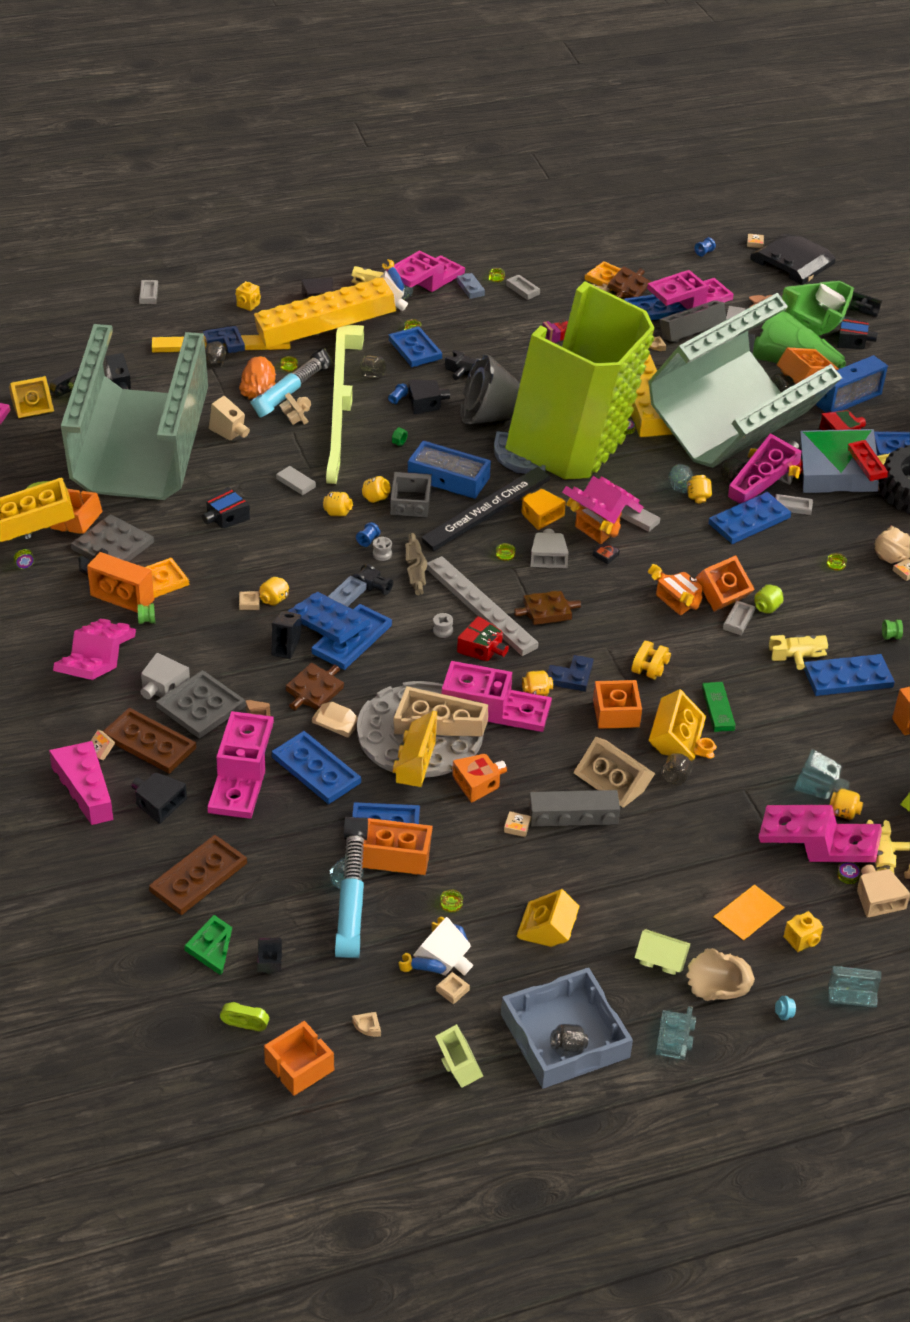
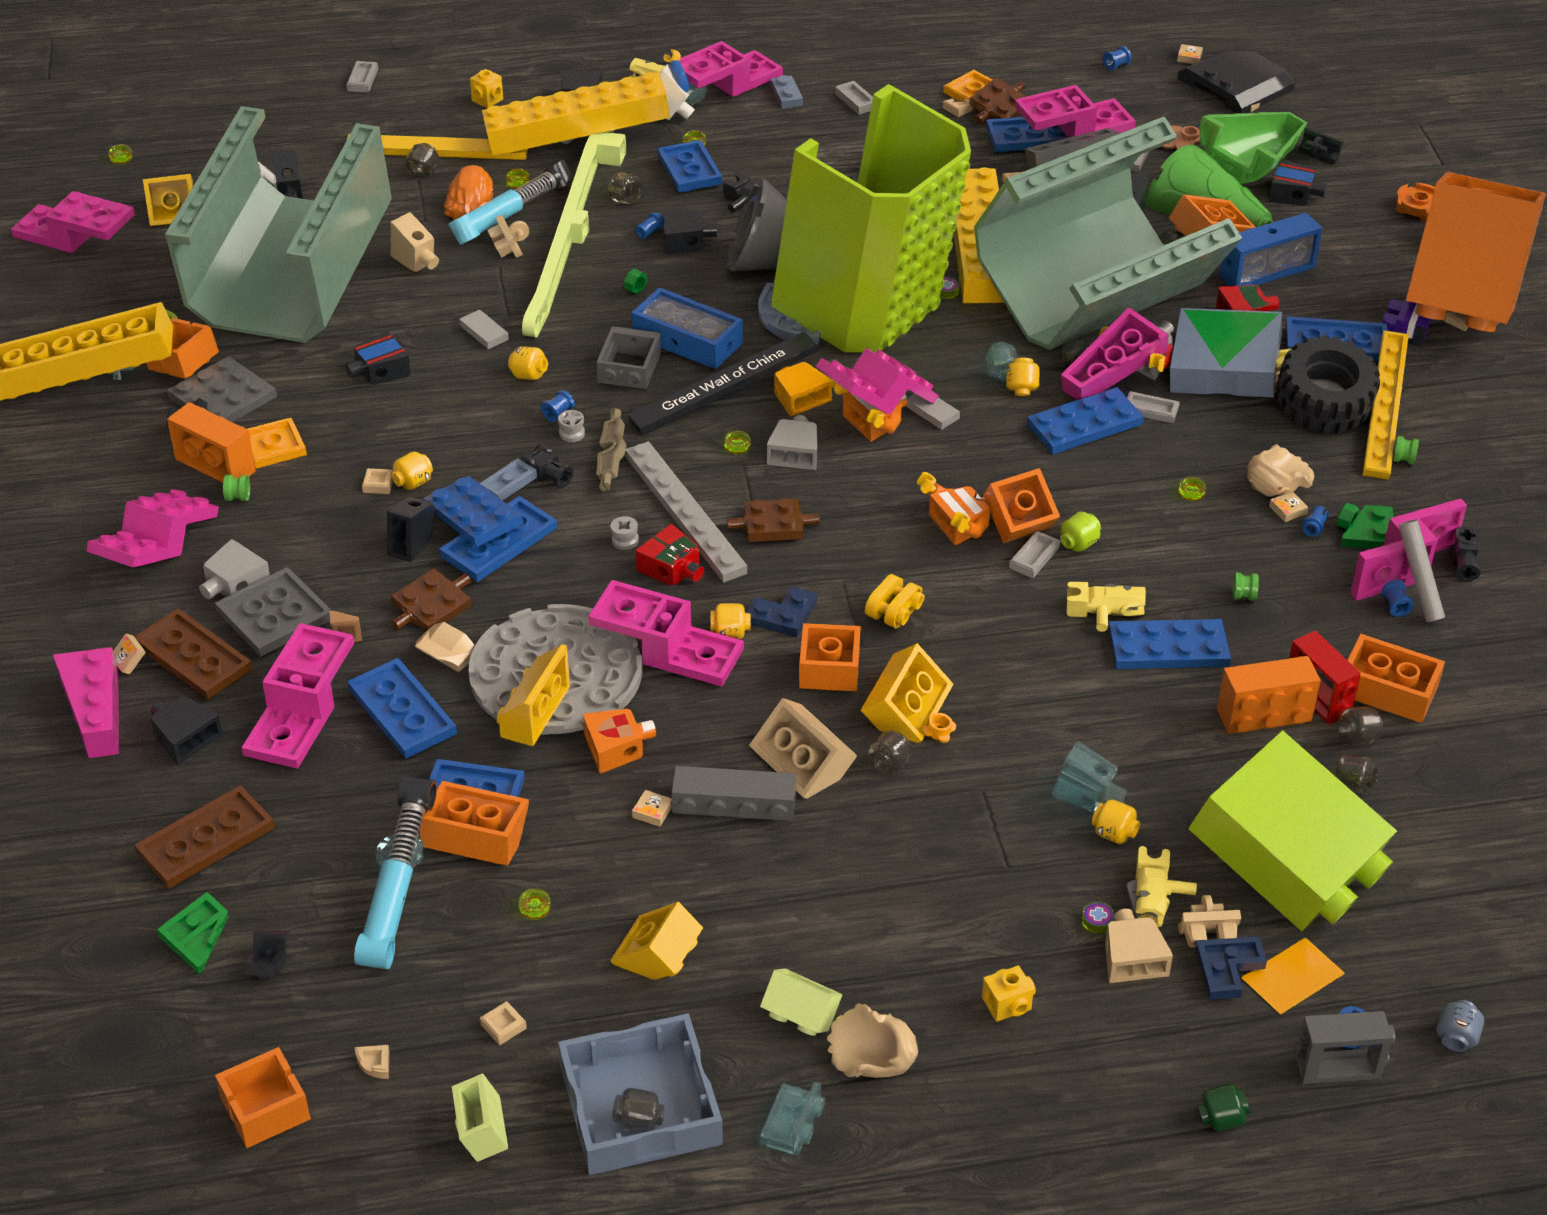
camera: 10 degrees right, 0 degrees up
(24, 559) = (100, 405): tile -> none
(228, 335) = (444, 137): dark blue plate -> none
(244, 1016) = (210, 1033): lime plate -> none
(376, 489) = (583, 347): yellow head -> none
(440, 950) = (497, 970): white torso -> none
(454, 714) = (591, 651): tan wedge -> none
(496, 274) = (825, 79): clear neon green tile -> none
(606, 552) = (873, 453): black tile -> none
(718, 706) = (974, 672): green tile -> none
(749, 912) = (943, 959): light orange sticker -> none
(785, 1008) = (956, 1098): medium azure plate -> none
(820, 833) = (1067, 859): dark pink bracket -> none
(829, 297) = (1269, 133): white piece -> none
(854, 986) = (1060, 1078): clear light blue bracket -> none
(867, 460) = (1260, 353): red plate -> none

